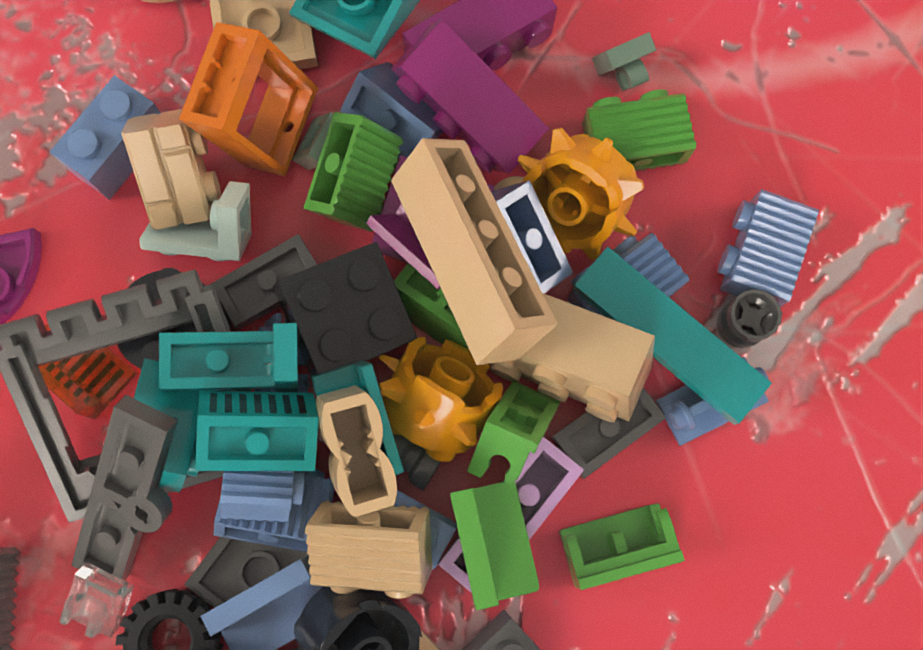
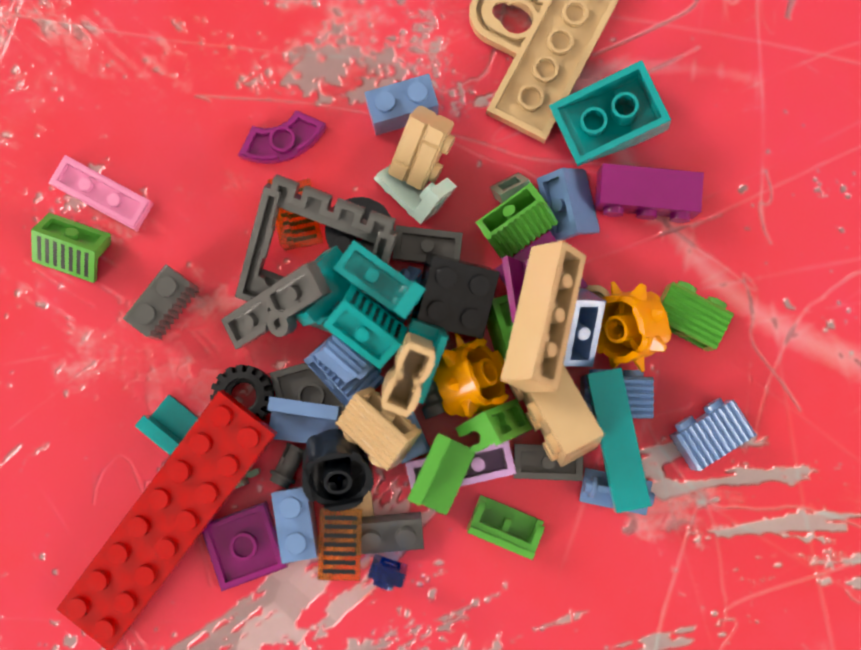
camera: 40 degrees right, 5 degrees up
(97, 601) = (221, 348): clear tile -> none
(224, 86) = (483, 130): orange window -> none
(468, 98) = (609, 228): magenta brick -> none
(626, 62) = (717, 269): sand green tile -> none
(757, 311) = (677, 465): dark grey wheel -> none

